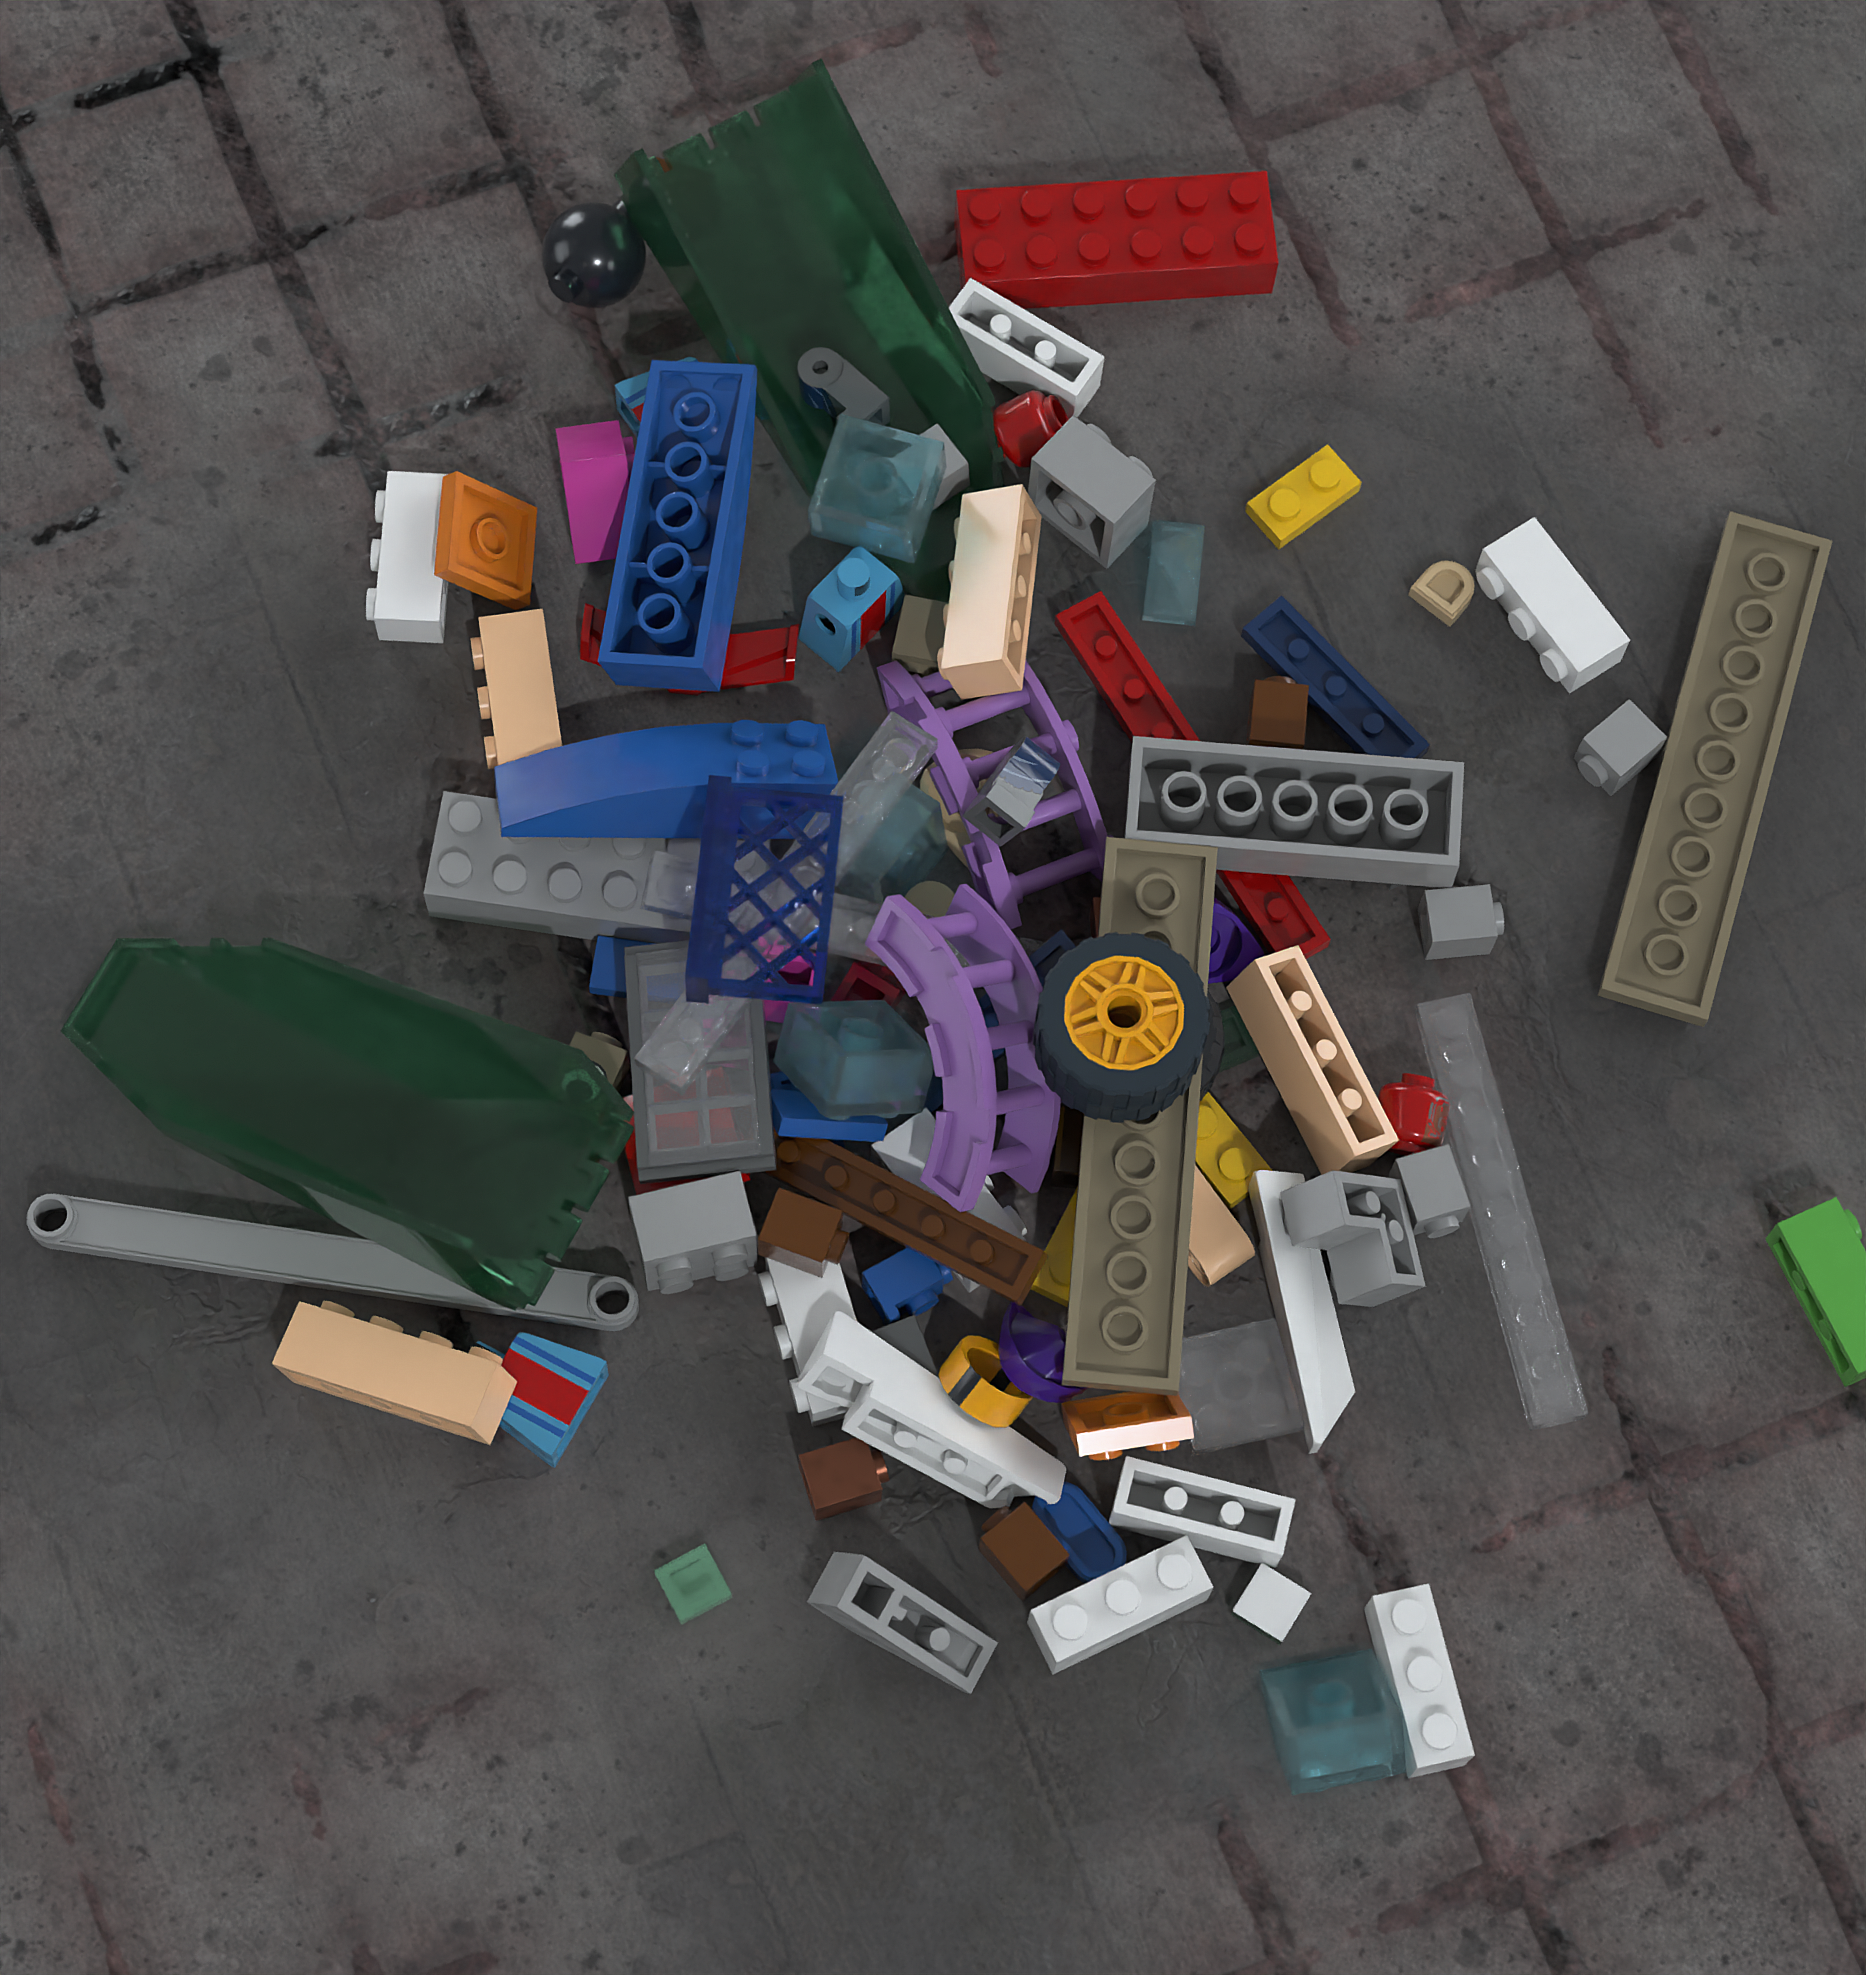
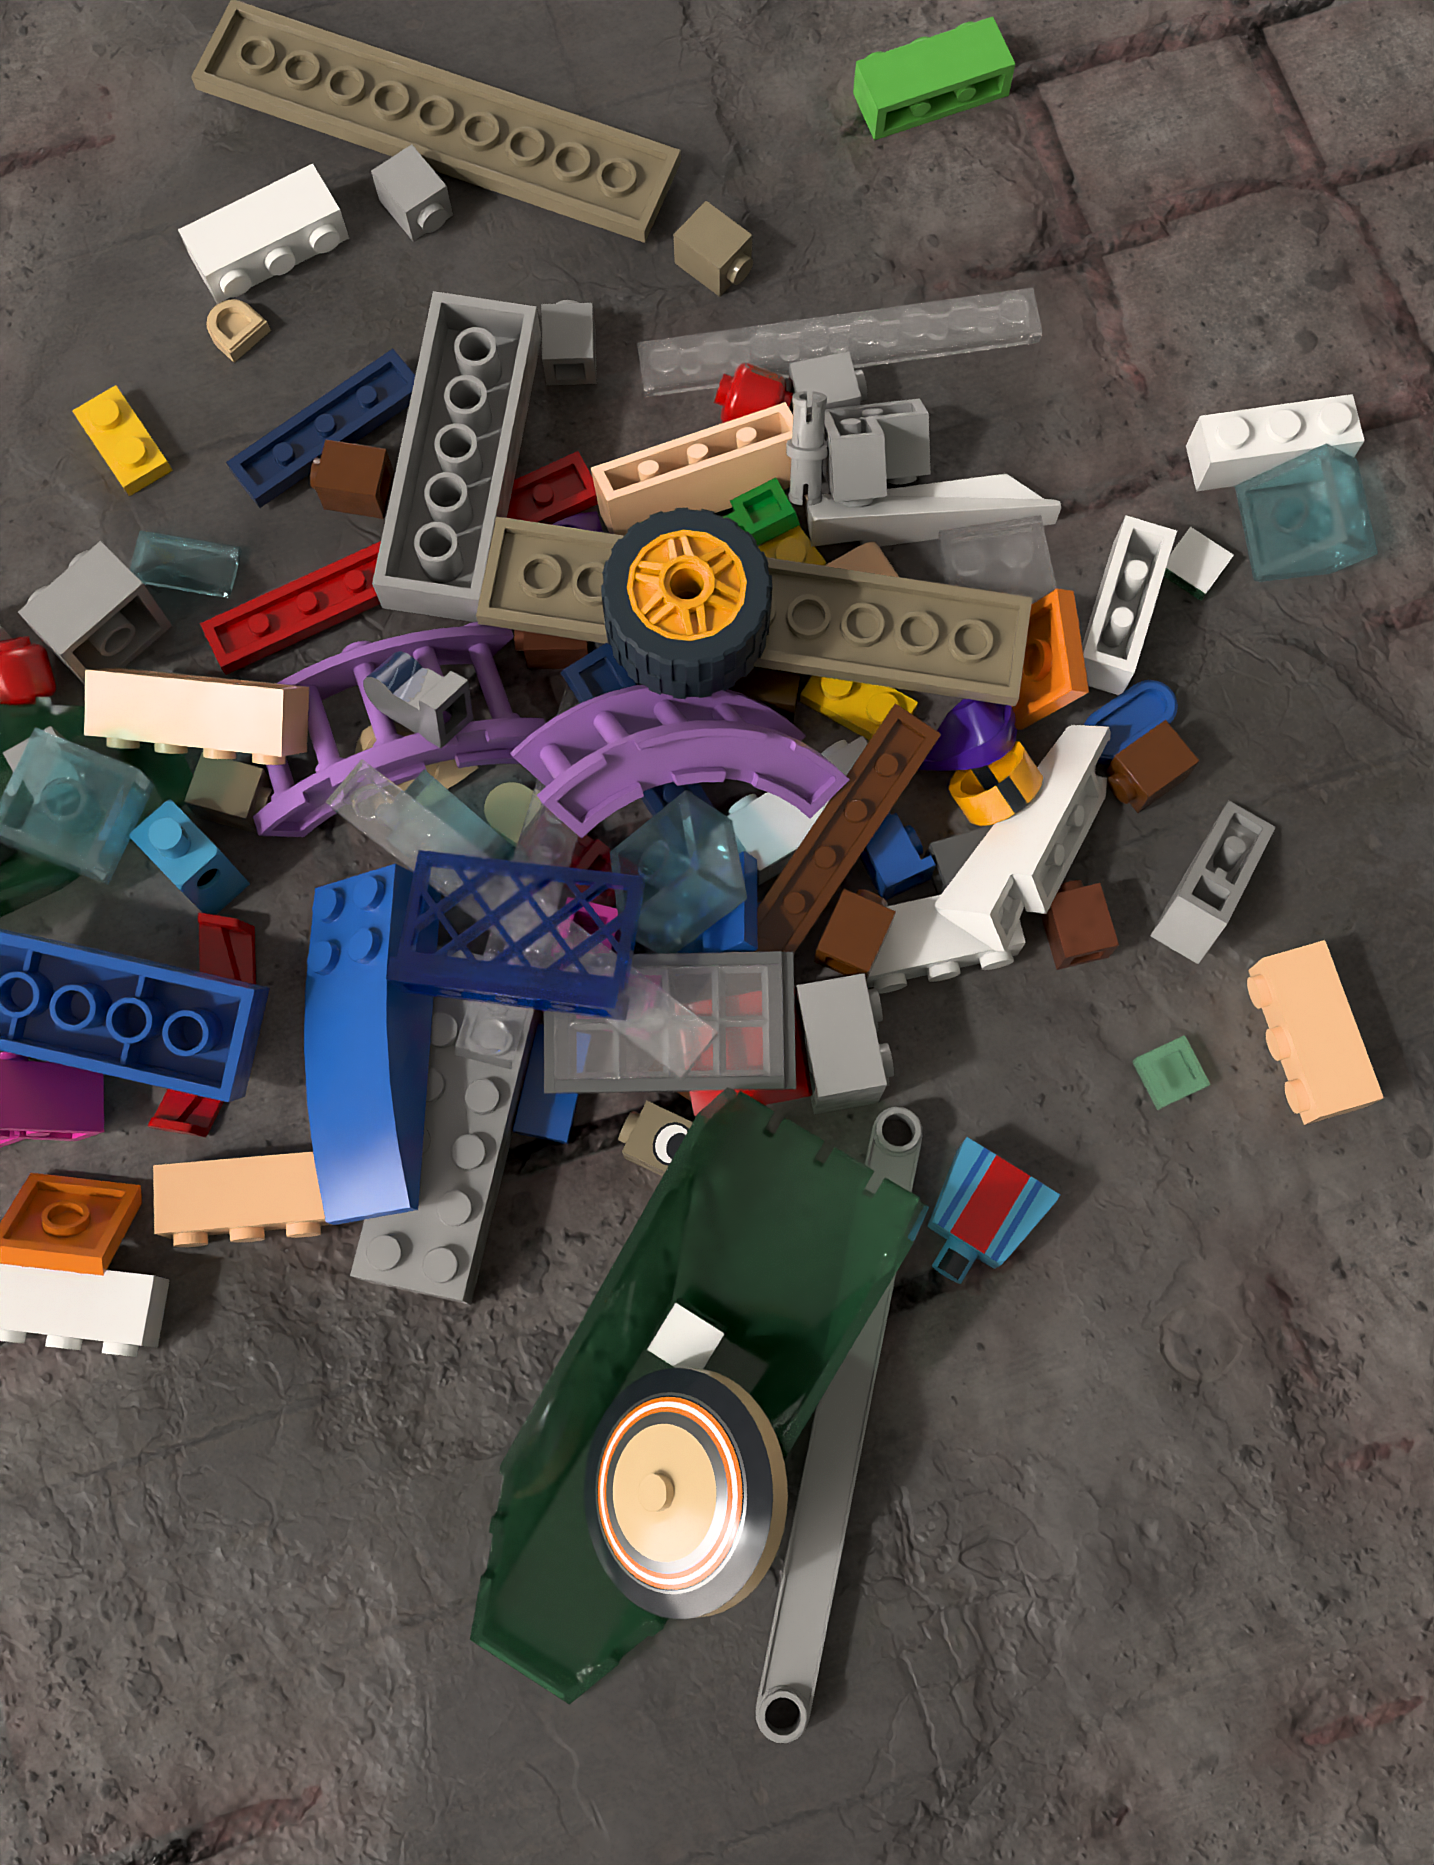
camera: 80 degrees left, 5 degrees up
(248, 1100) = (685, 1493): none -> dish
(396, 1371) = (971, 1349): light nougat brick -> none
(399, 1110) = (687, 1337): none -> white tile
(739, 1723) = (1313, 1033): none -> light nougat brick
(1119, 1604) = (1207, 685): white brick -> none
(1270, 1127) = (764, 512): none -> green plate
(1337, 1155) = (807, 447): none -> light grey pin
(1590, 1064) = (713, 249): none -> dark tan brick

